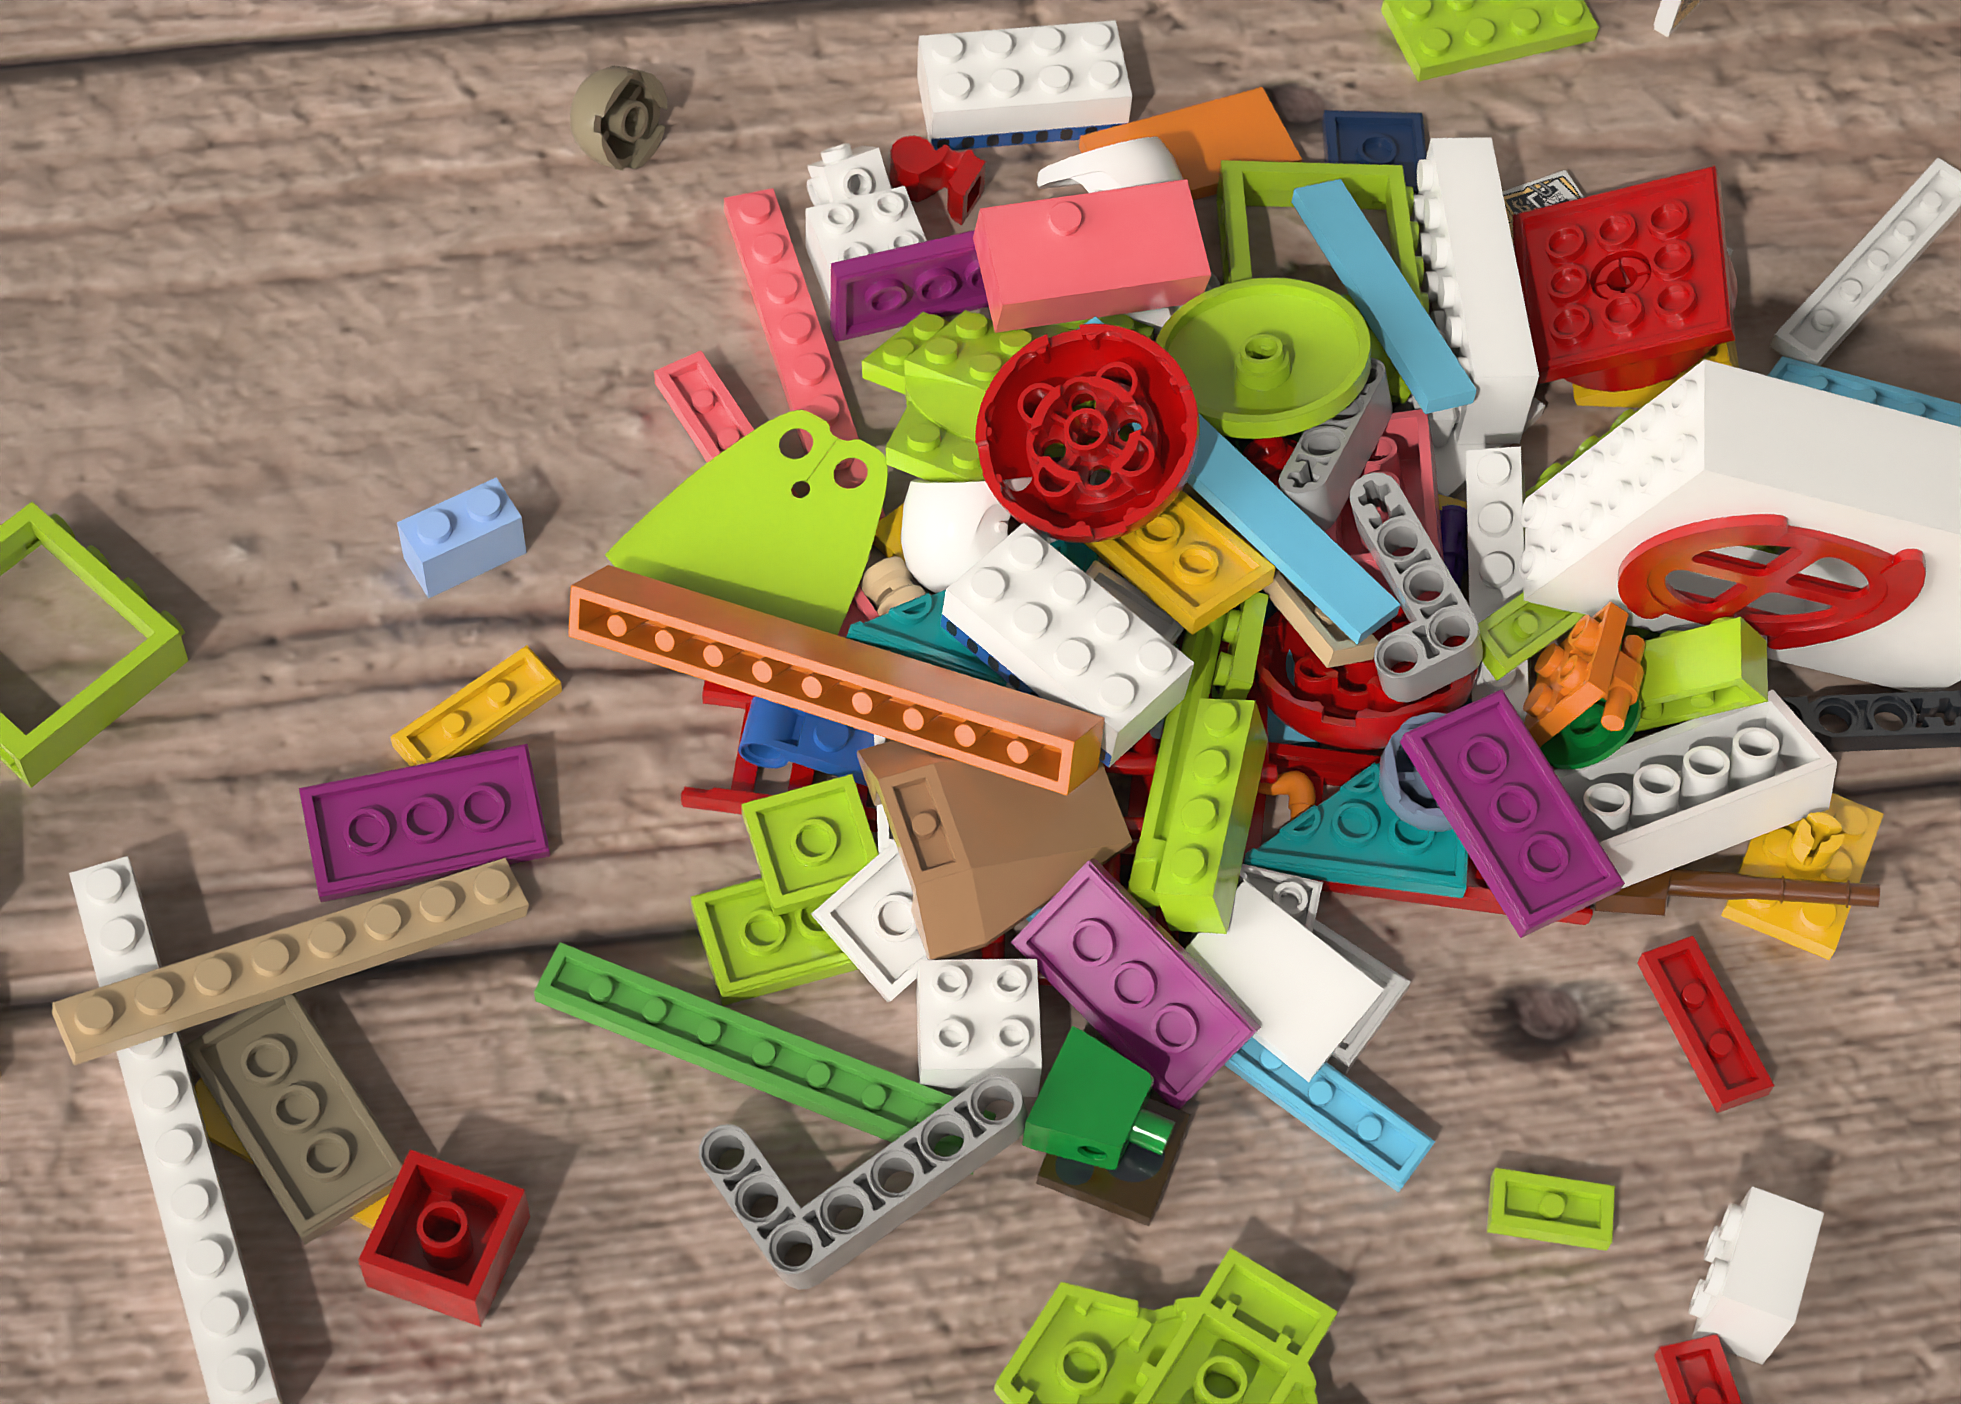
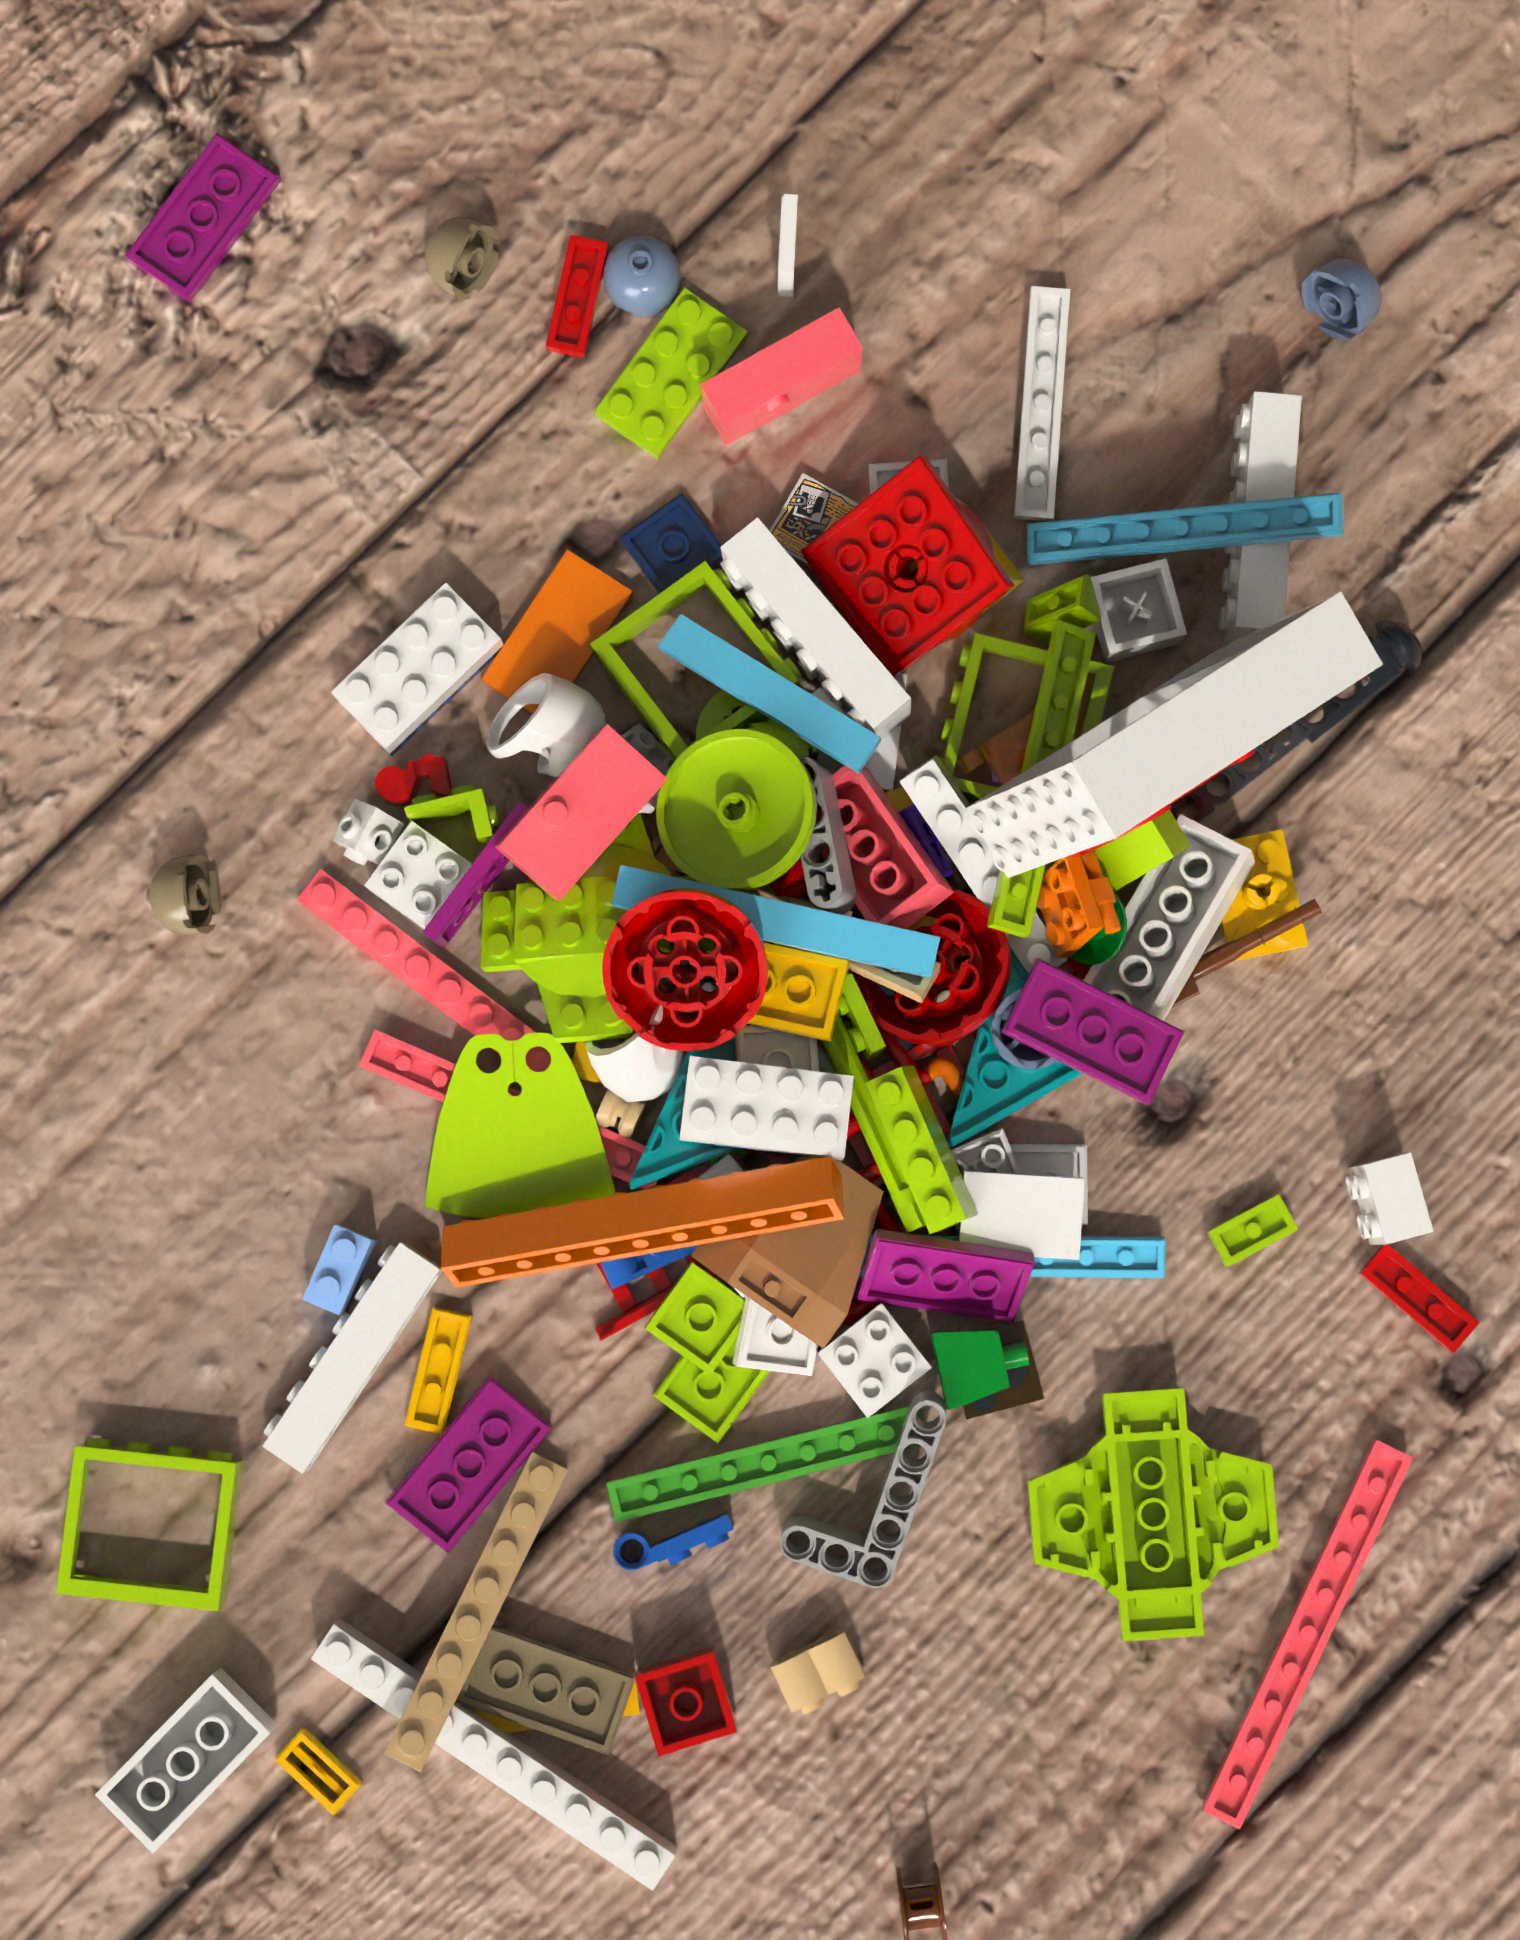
camera: 30 degrees left, 25 degrees up
(397, 630) = (352, 1357): none -> white brick
(579, 1065) = (677, 1546): none -> blue plate
(629, 1328) = (817, 1671): none -> tan brick
(946, 195) = (462, 801): none -> lime bracket
(1408, 578) = (936, 927): light grey beam -> none
(1608, 67) = (782, 376): none -> coral brick
(1705, 1024) = (1265, 1049): red plate -> none

